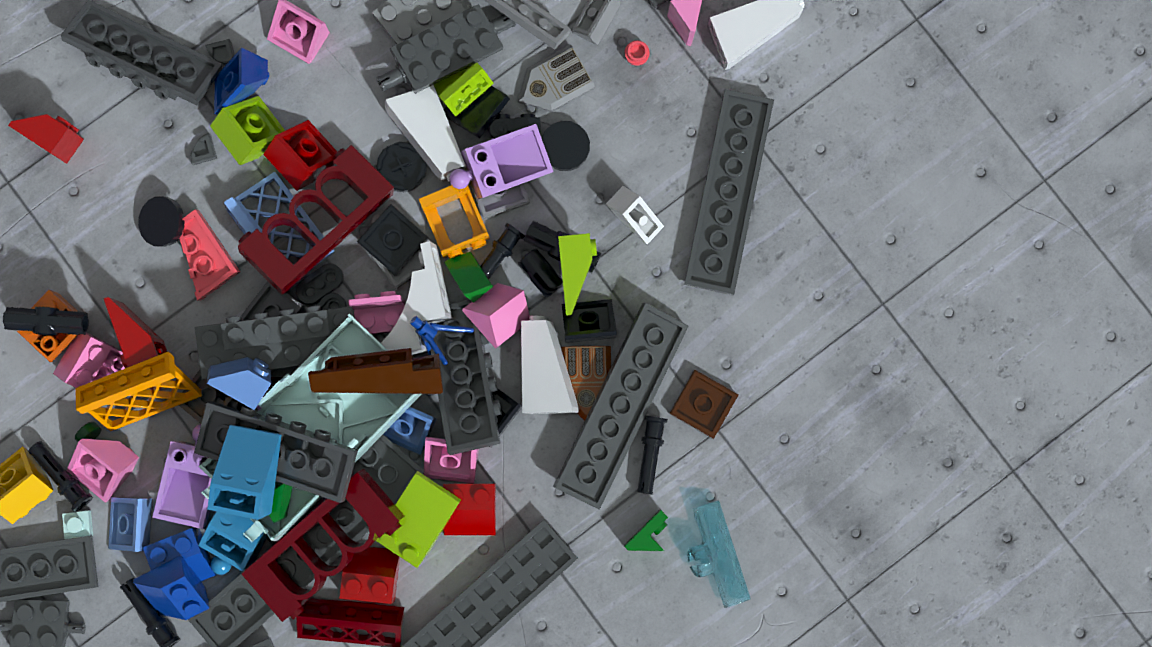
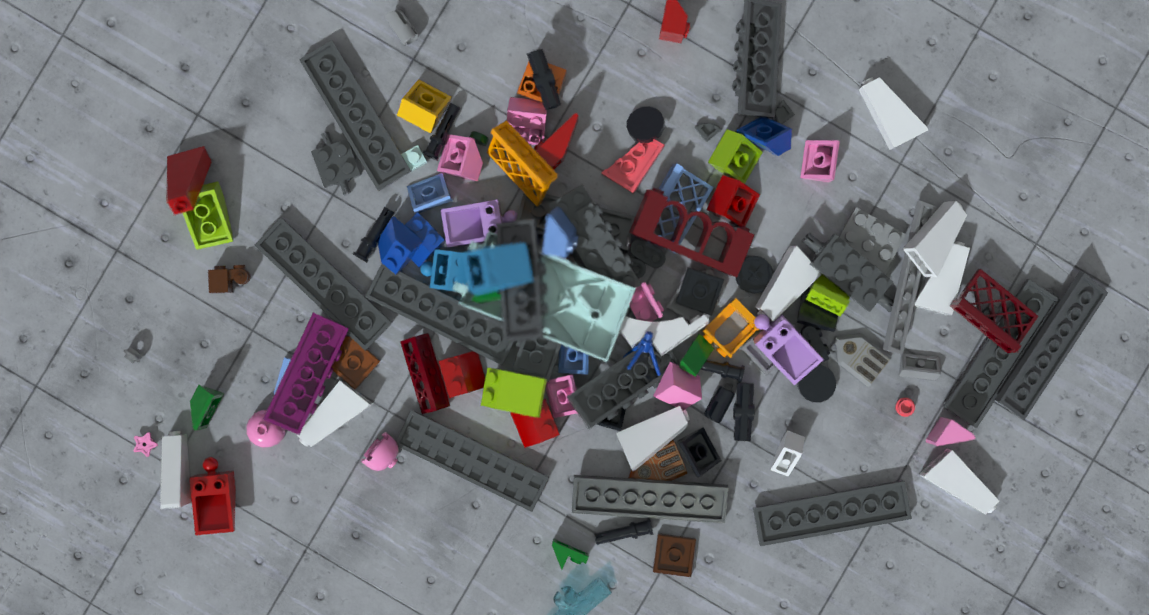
camera: 75 degrees right, 5 degrees up
(273, 582) = (428, 315): dark red fence -> none
(379, 373) = (603, 328): reddish brown wedge -> none
(576, 259) = (735, 429): lime slope -> none

